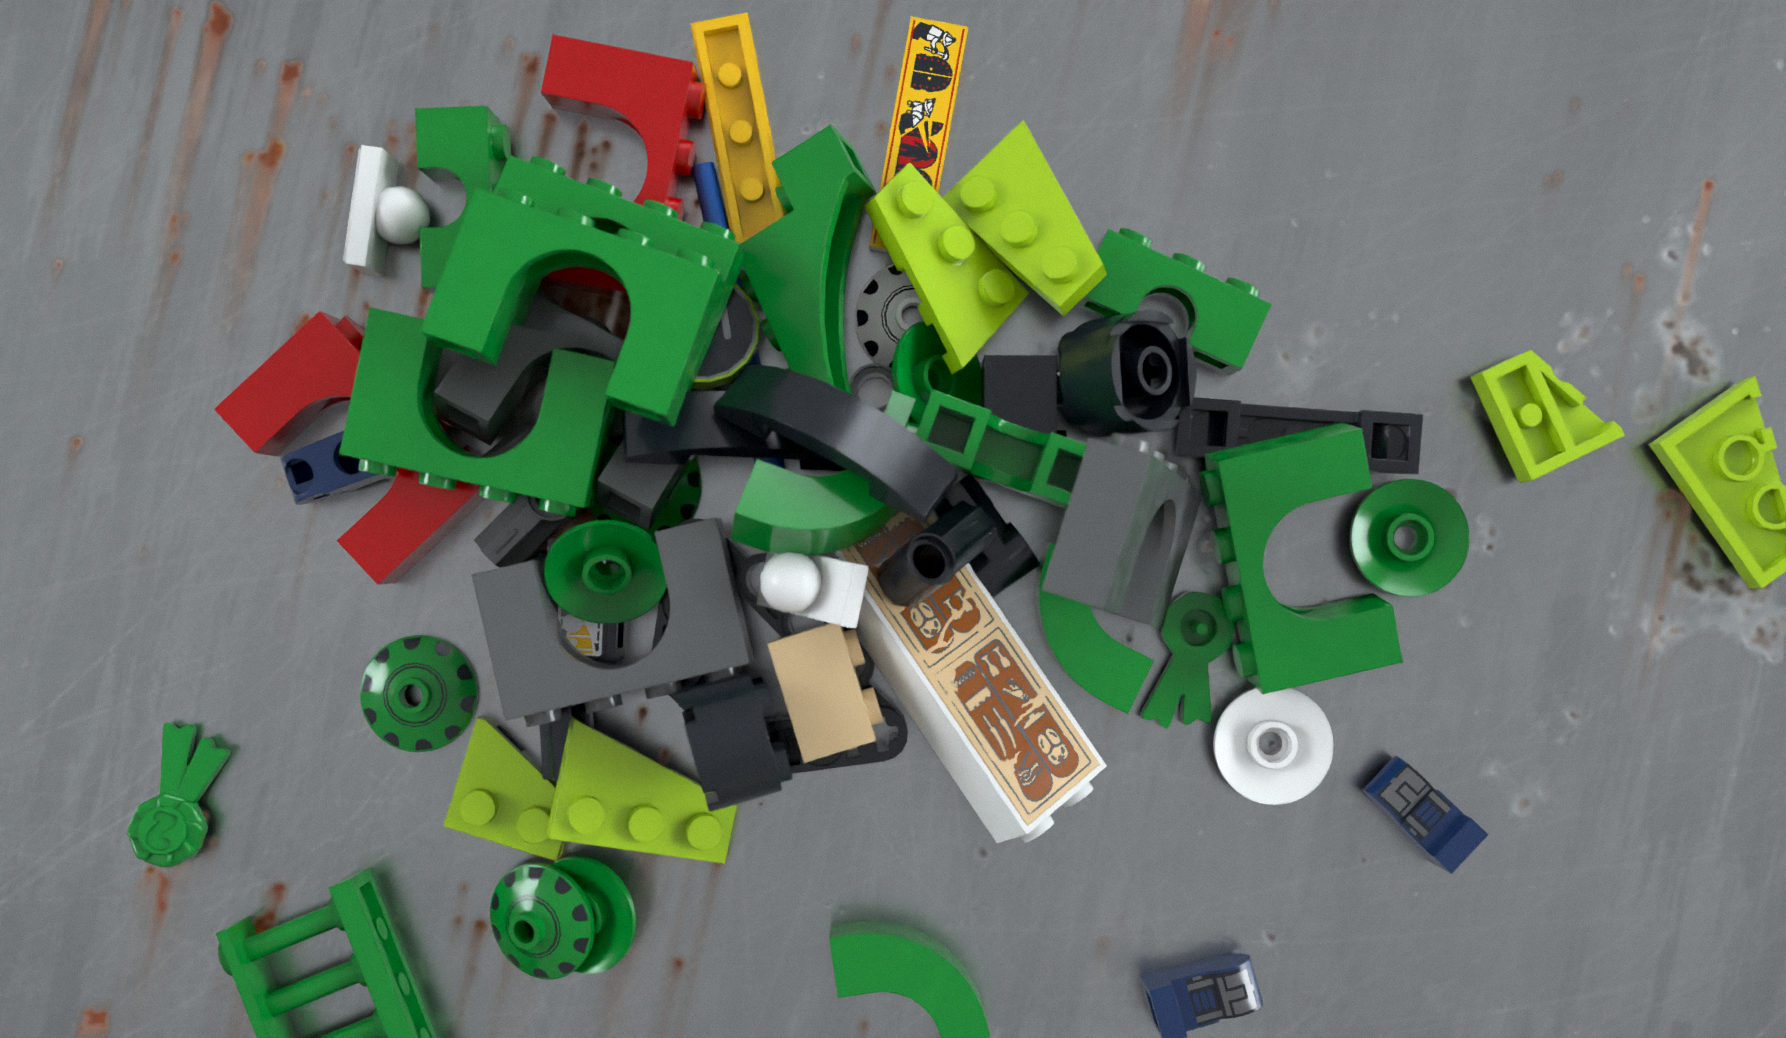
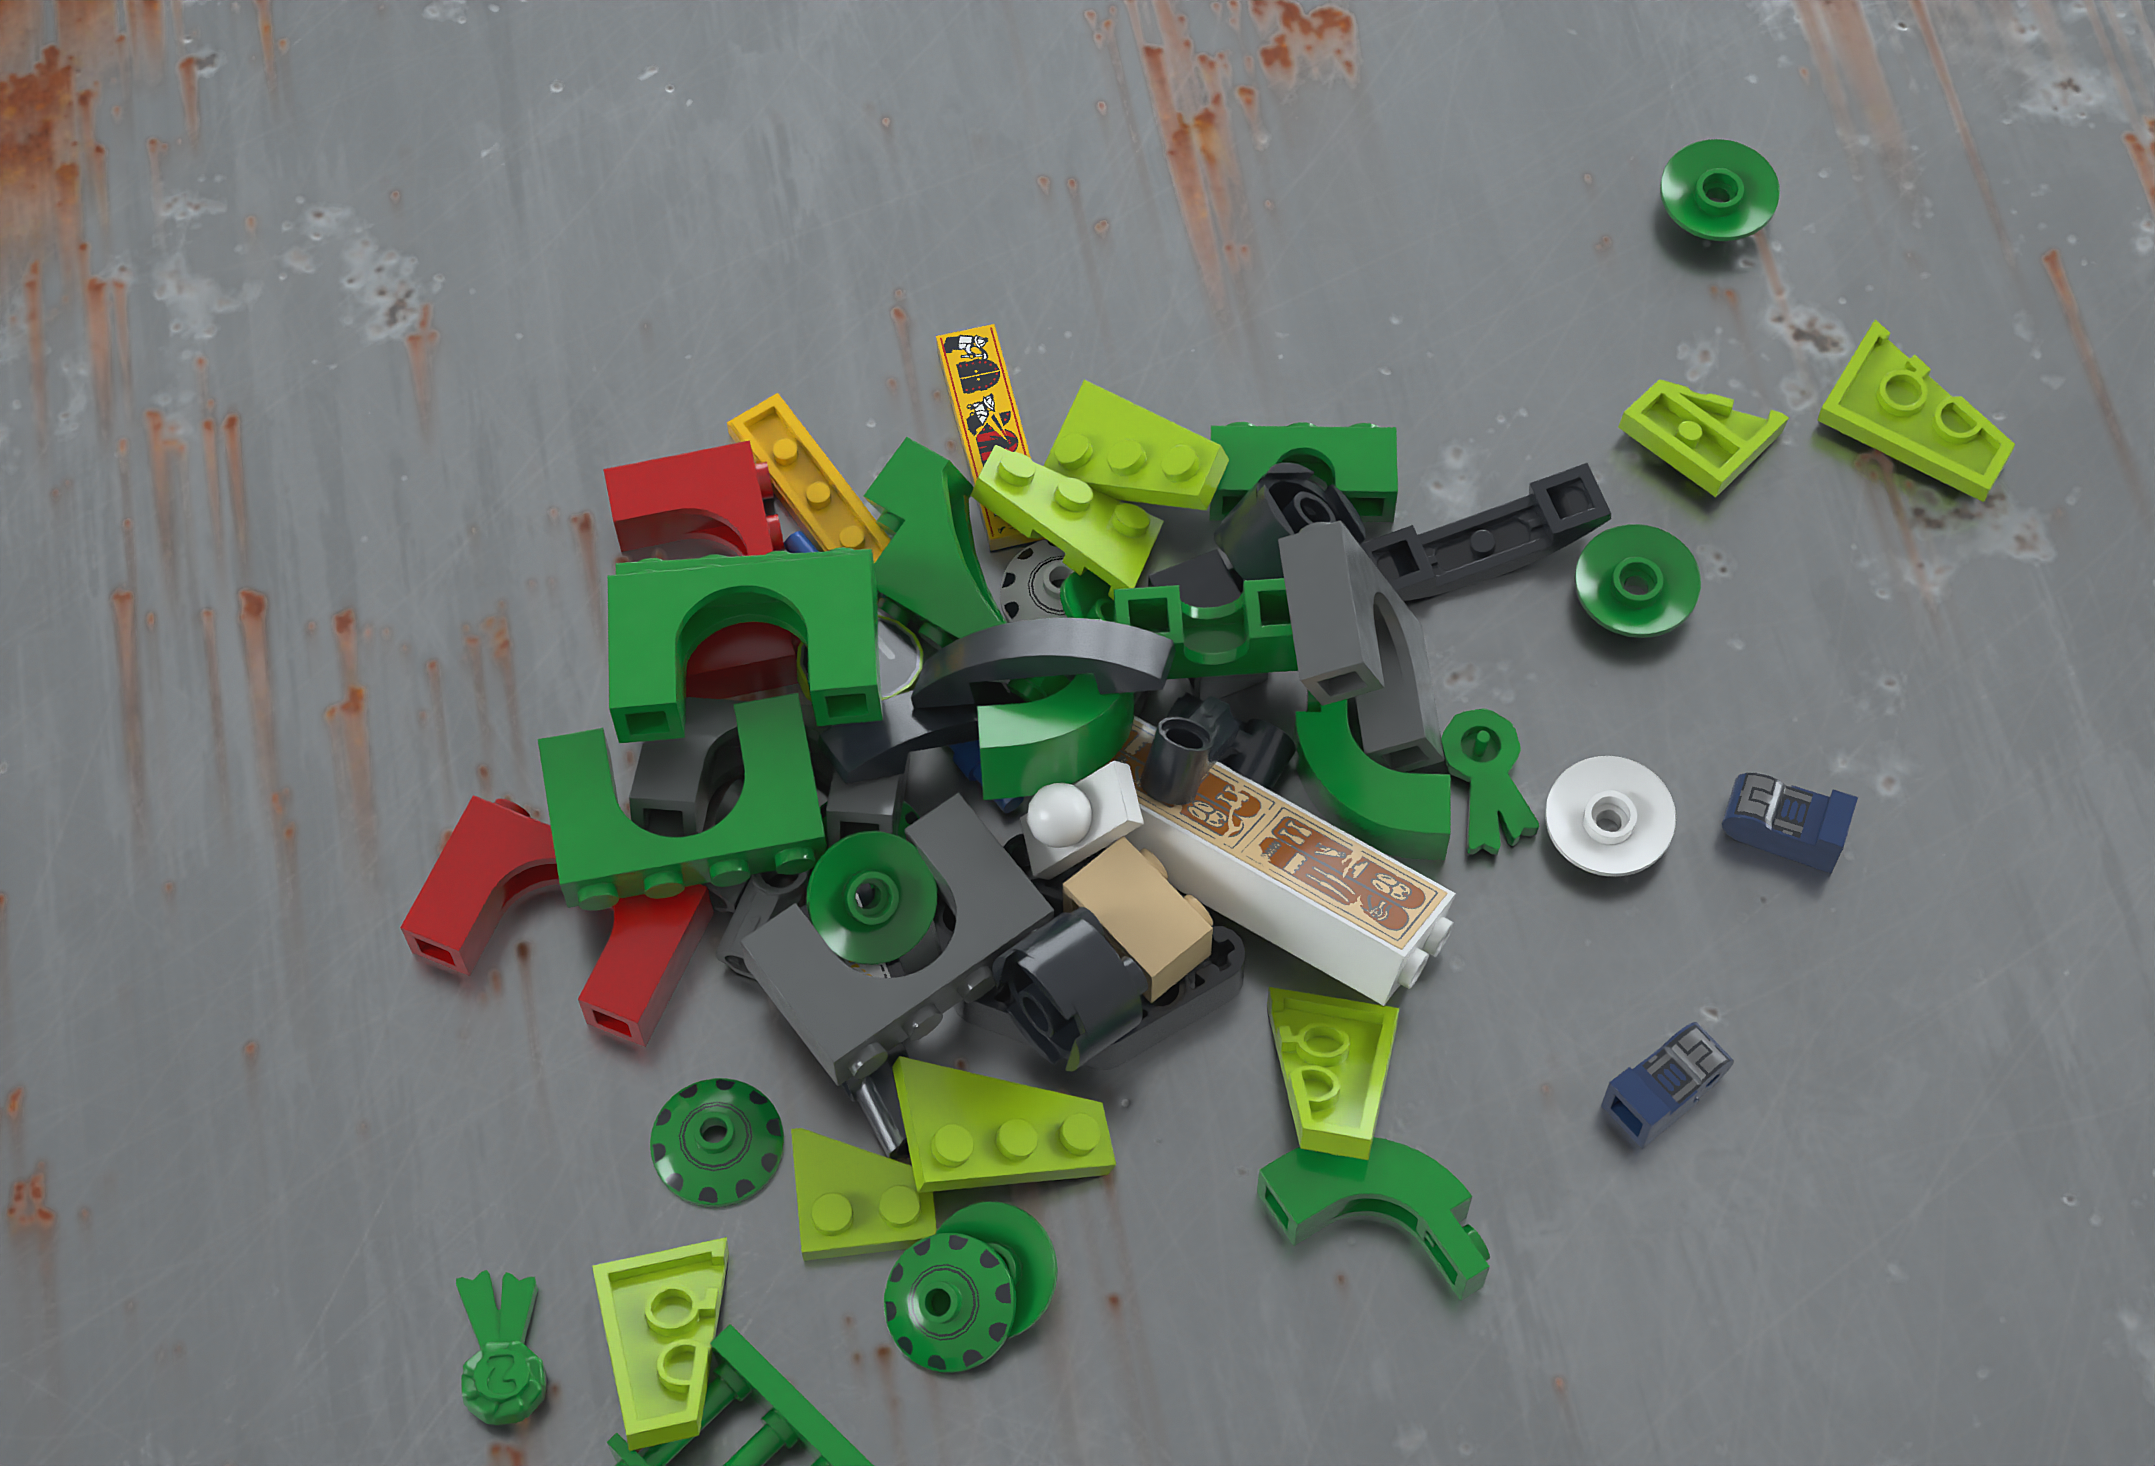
camera: 15 degrees left, 25 degrees down
(296, 852) = (658, 1332): none -> lime wing
(321, 472) = (543, 943): dark blue leg -> none
(380, 212) = (506, 694): white tile -> none
(461, 147) = (555, 612): green arch -> none
(931, 876) = (1332, 1067): none -> lime wing
(1251, 494) = (1555, 713): green arch -> none
(1712, 175) = (1722, 172): none -> green dish

